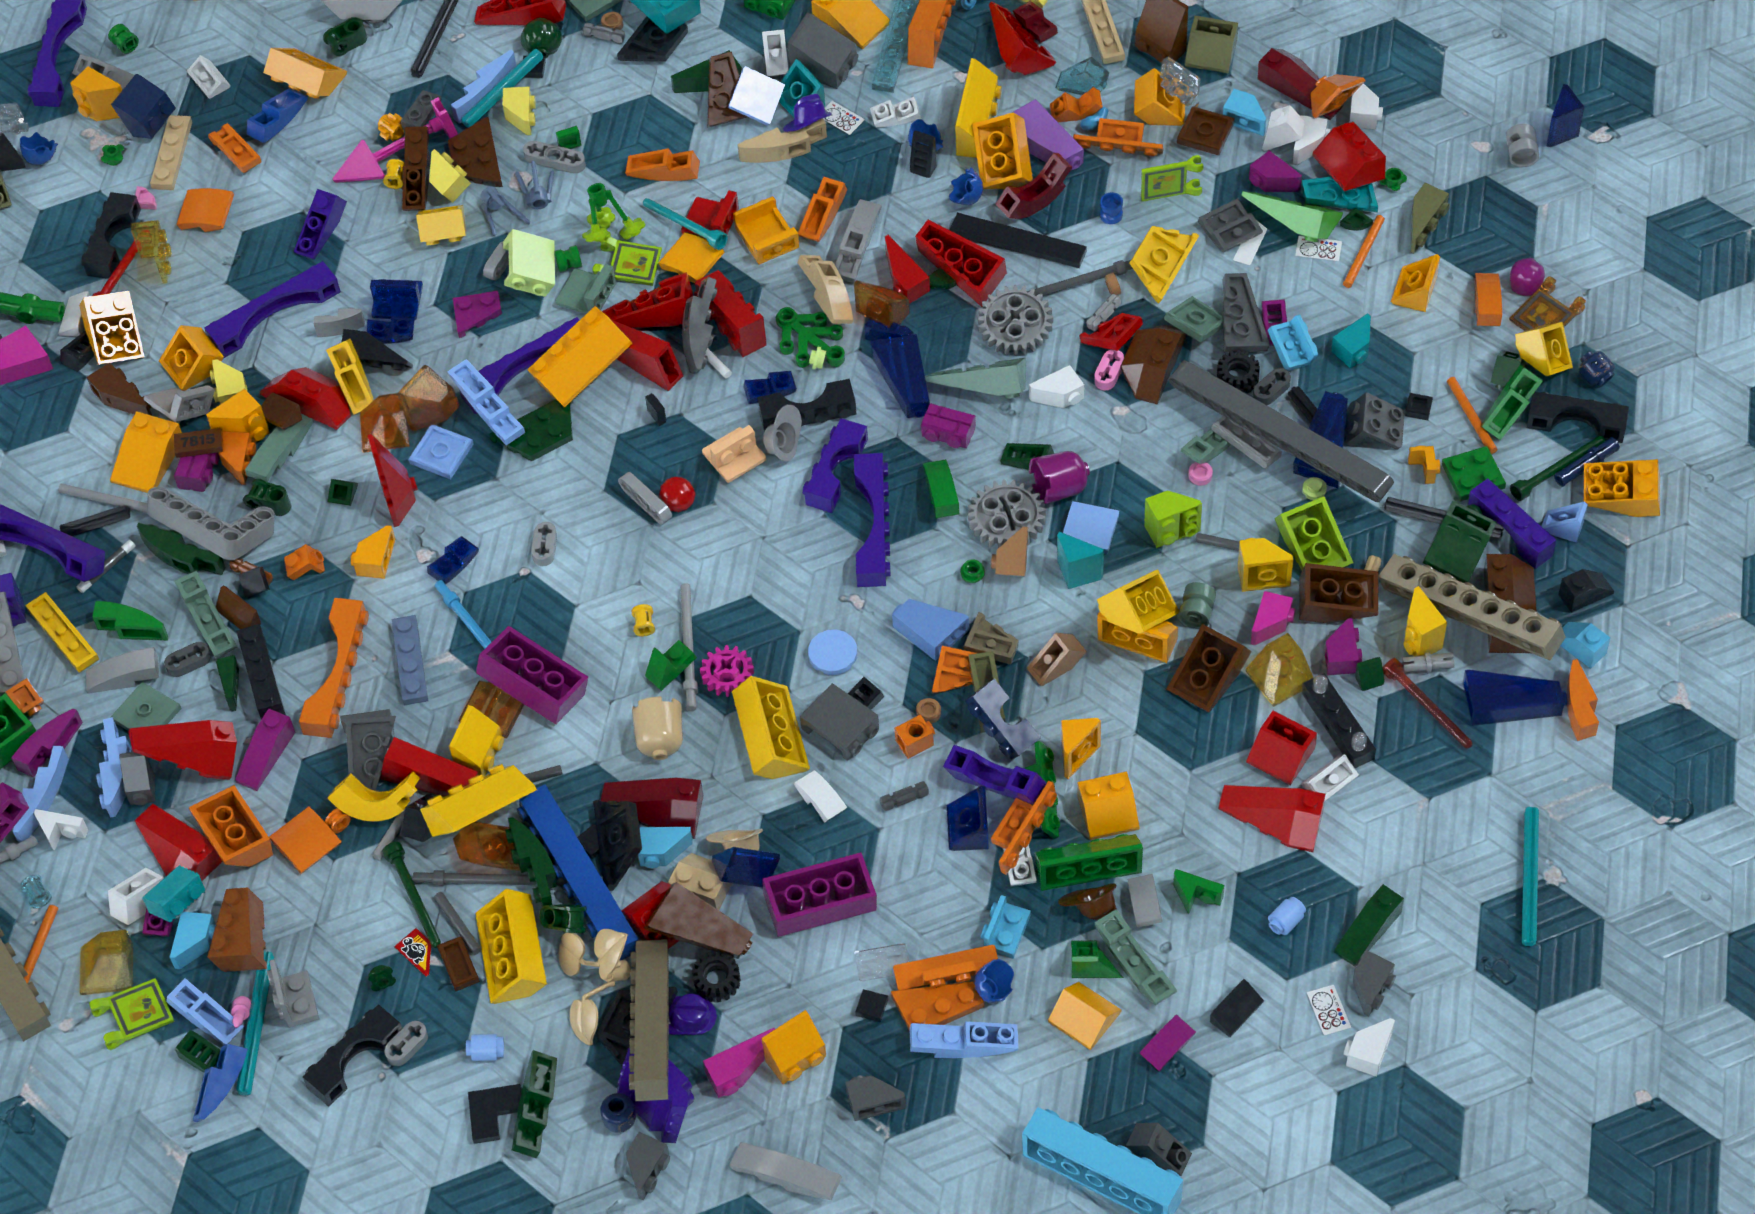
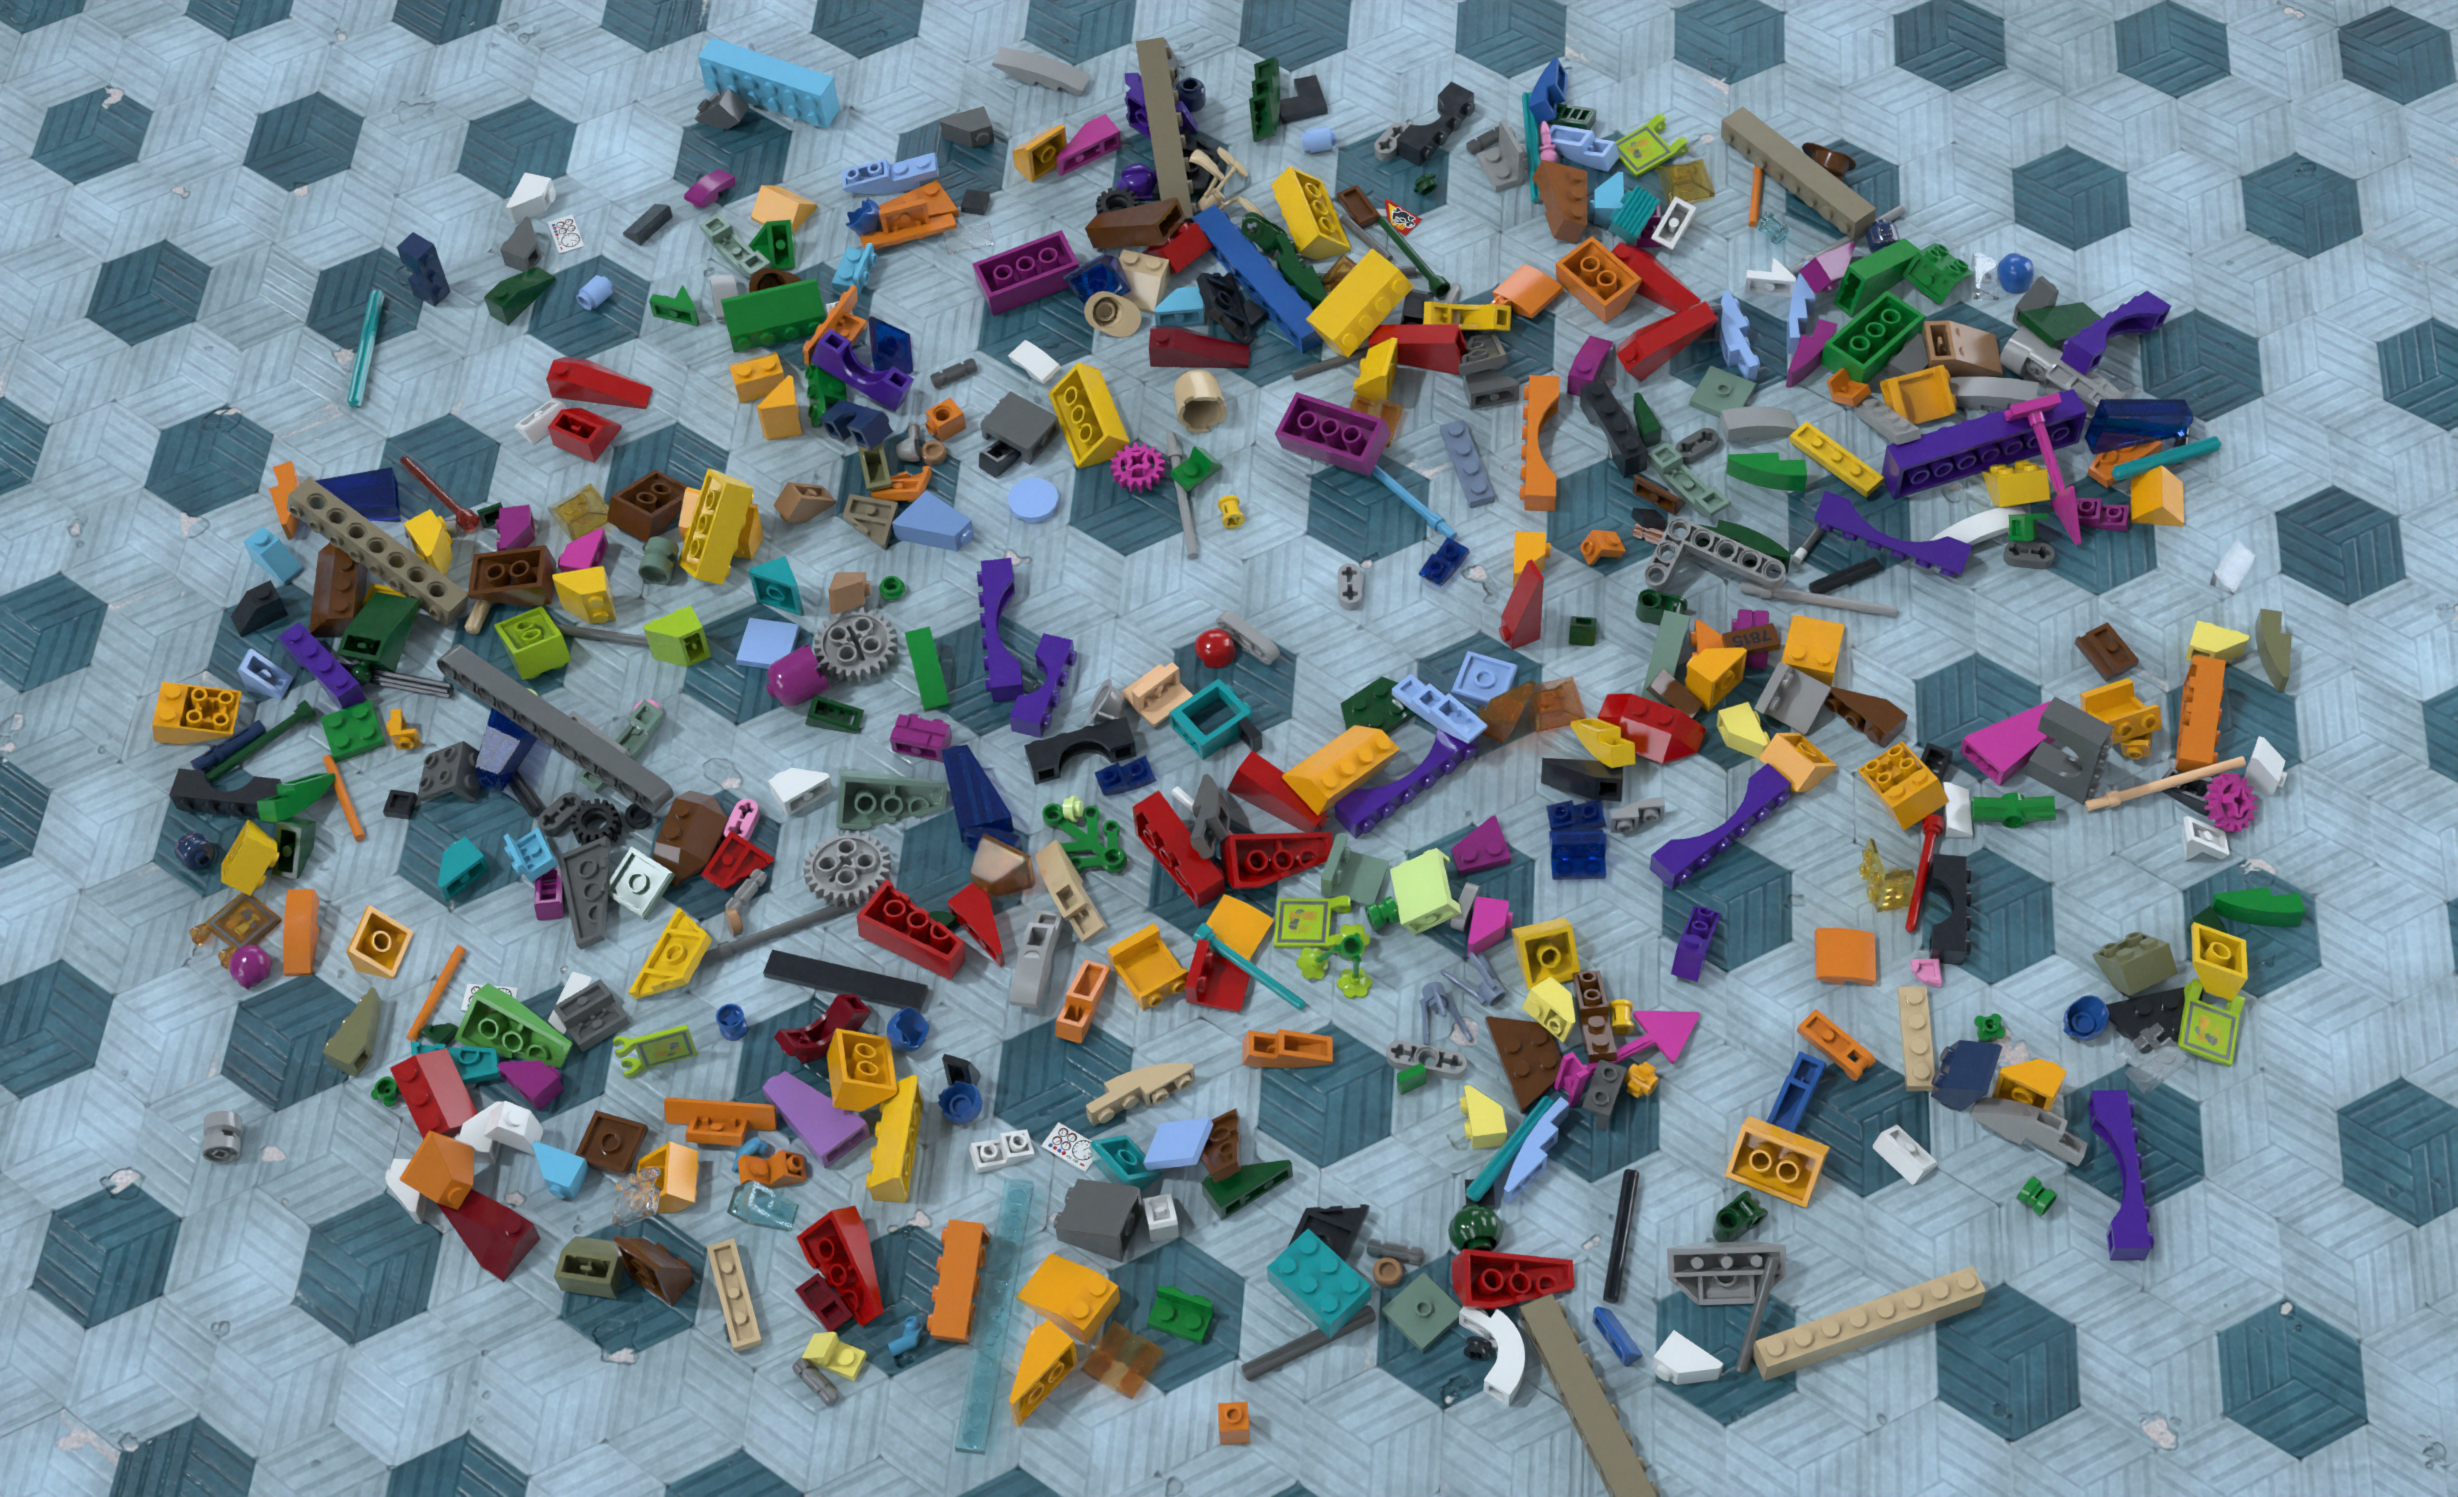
camera: 175 degrees right, 0 degrees up
(301, 1036) = (1483, 141): none -> dark grey axle
(482, 243) = (1488, 924): none -> dark pink slope
(695, 441) = (1188, 731): none -> teal window
(807, 111) = (1110, 1111): dark purple piece -> none
(951, 709) = (909, 449): none -> light grey bar
(1338, 720) = (527, 465): black piece -> none
(1471, 927) = (429, 278): none -> dark blue arch
(1566, 118) = (165, 1166): clear blue slope -> none

